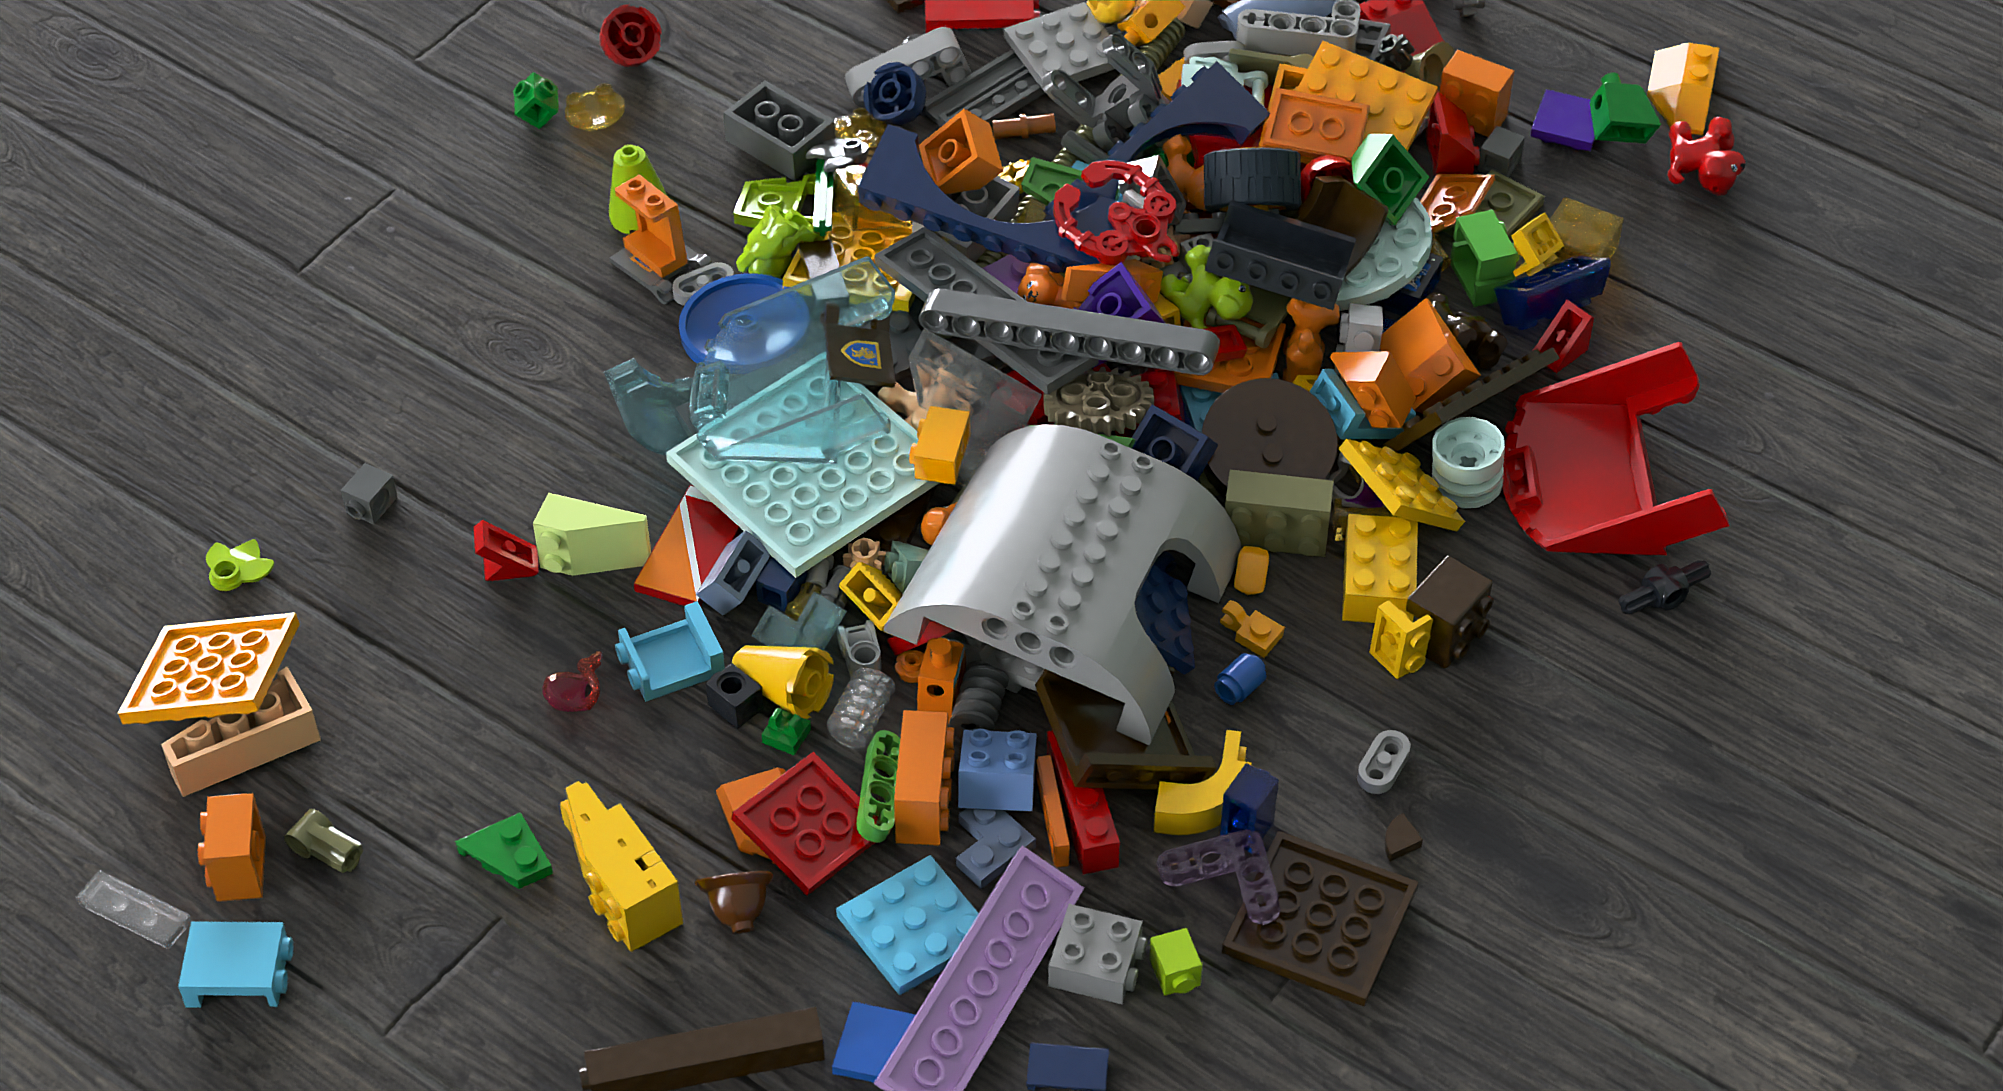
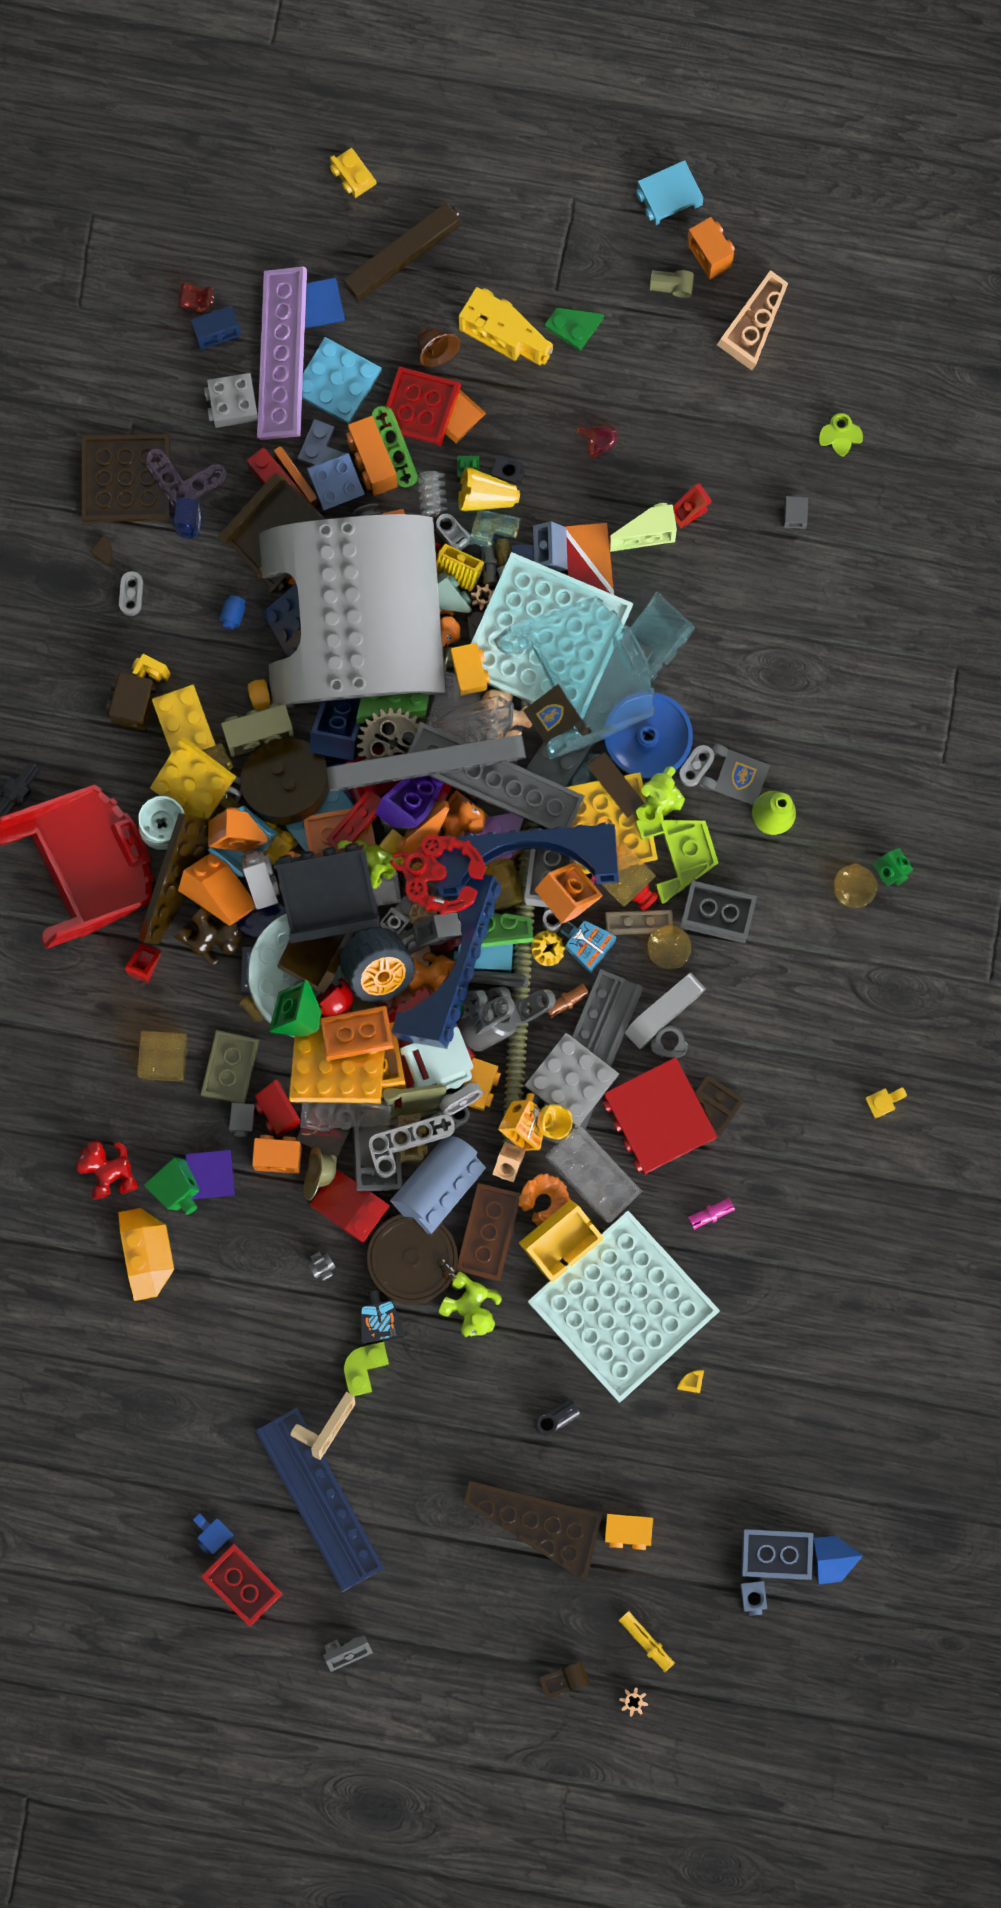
camera: 155 degrees right, 30 degrees up
(133, 909) = (746, 203): clear tile -> none
(209, 669) = (797, 344): light orange plate -> none
(630, 36) = (864, 948): red cylinder -> none
(659, 233) = (744, 773): orange panel -> none
(671, 655) = (559, 484): medium azure panel -> none
(823, 199) = (656, 862): axle -> none
(840, 153) = (668, 897): plate -> none
(895, 94) = (658, 975): dark blue cylinder -> none
(1175, 962) = (188, 414): lime brick -> none
(1198, 806) = (211, 524): yellow arch -> none
(1253, 632) = (239, 654): light orange plate -> none
(1395, 52) = (342, 1161): pearl dark grey gear -> none
(1454, 197) = (257, 1055): orange tile -> none
(1482, 256) = (215, 1001): bright green piece -> none
(1536, 244) = (181, 1012): yellow bracket -> none
(1547, 290) = (162, 992): clear blue slope -> none

